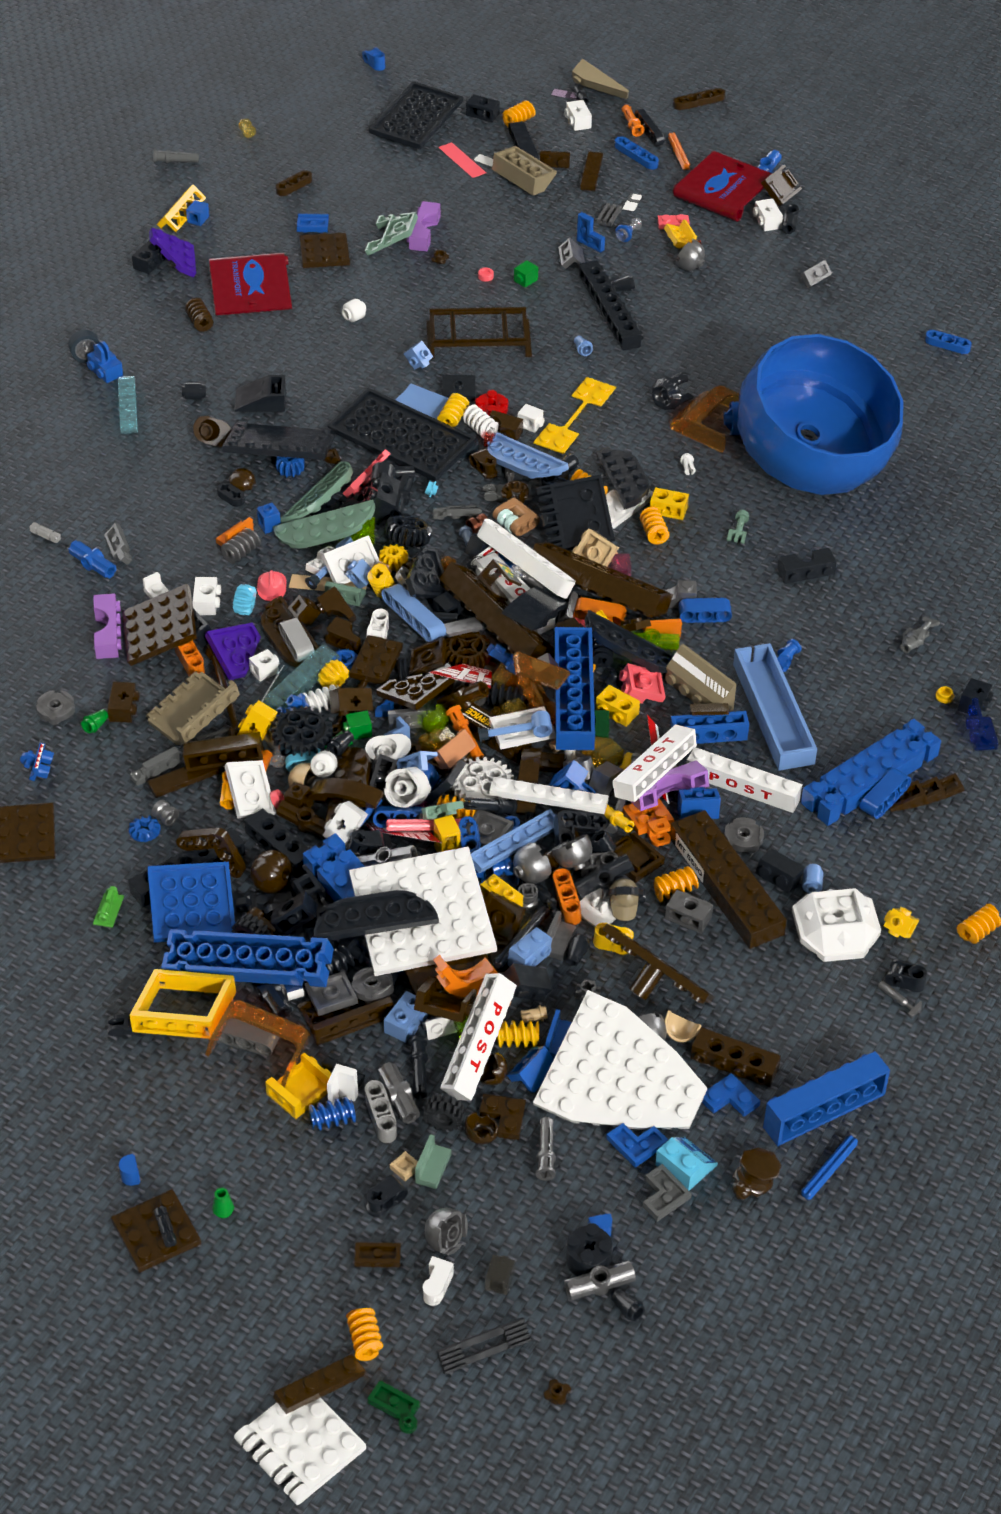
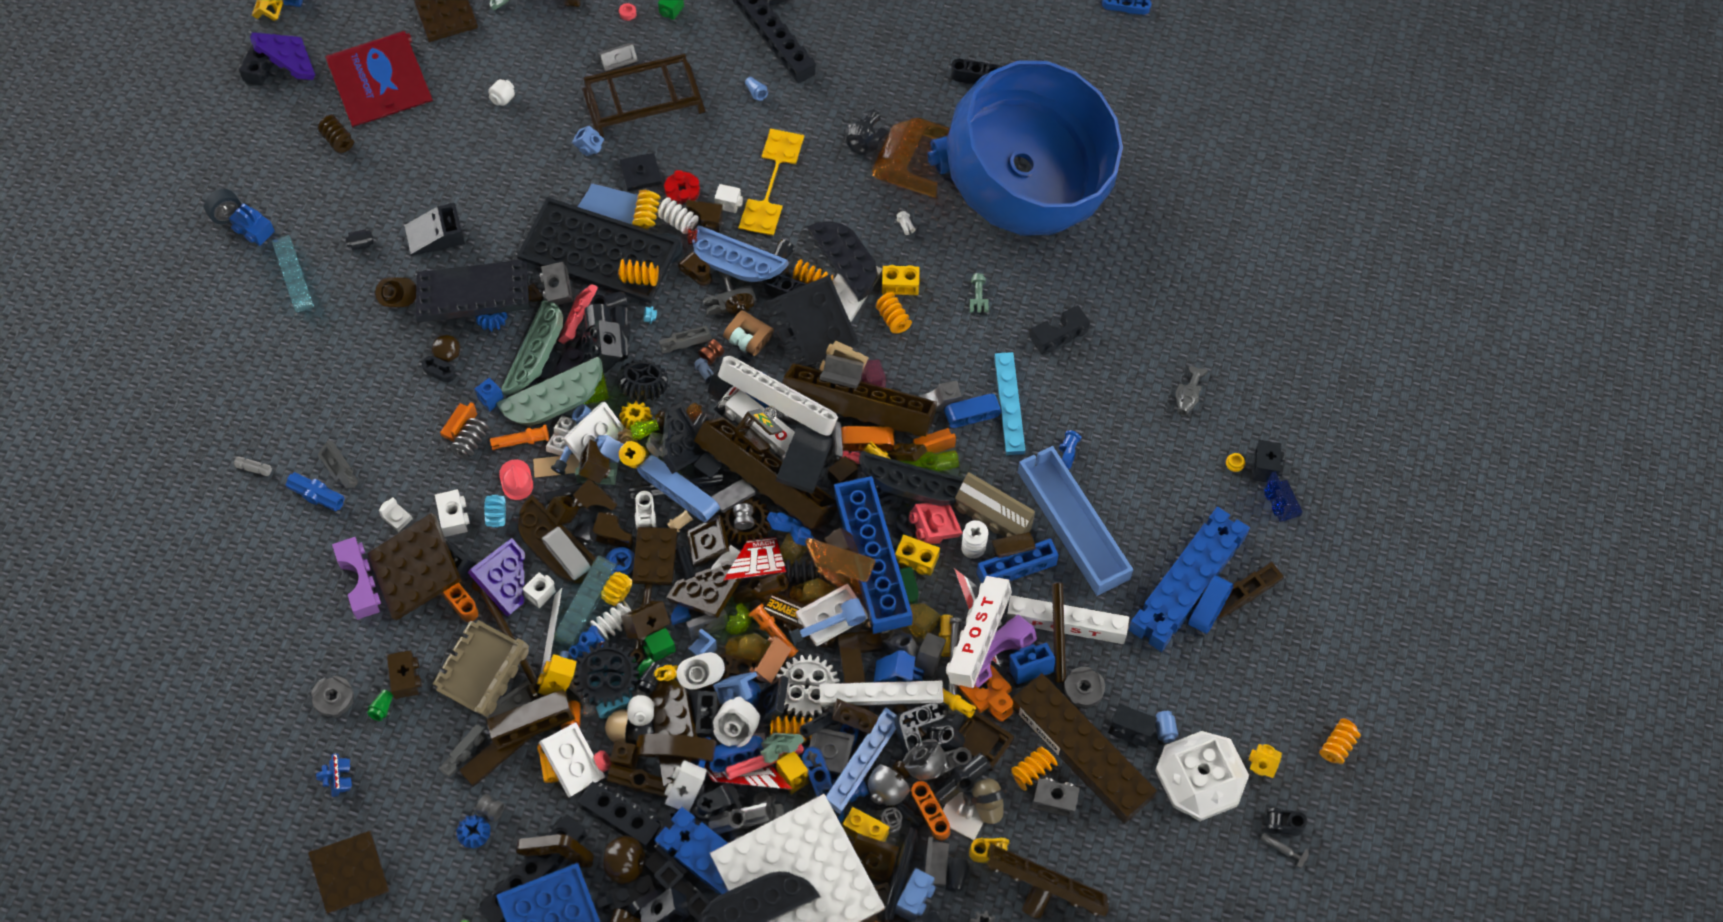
camera: 15 degrees left, 15 degrees up
(293, 554) = (528, 436): none -> orange pin
(343, 576) = (593, 463): none -> dark brown arch
(355, 449) = (552, 273): none -> flat silver brick
(357, 742) = (666, 672): none -> yellow pin
(395, 562) = (643, 428): none -> clear neon green cone
(409, 639) = (680, 521): none -> tan pin
(430, 452) = (638, 273): none -> light orange piece
(465, 640) = (743, 516): none -> flat silver wheel
(466, 301) = (618, 56): none -> flat silver panel
(517, 802) = (854, 716): none -> dark brown bracket
(592, 552) = (842, 371): none -> flat silver panel
(674, 699) = (974, 539): none -> white piece
(730, 782) = (1058, 632): none -> dark brown axle
(742, 612) = (1009, 403): none -> medium azure plate

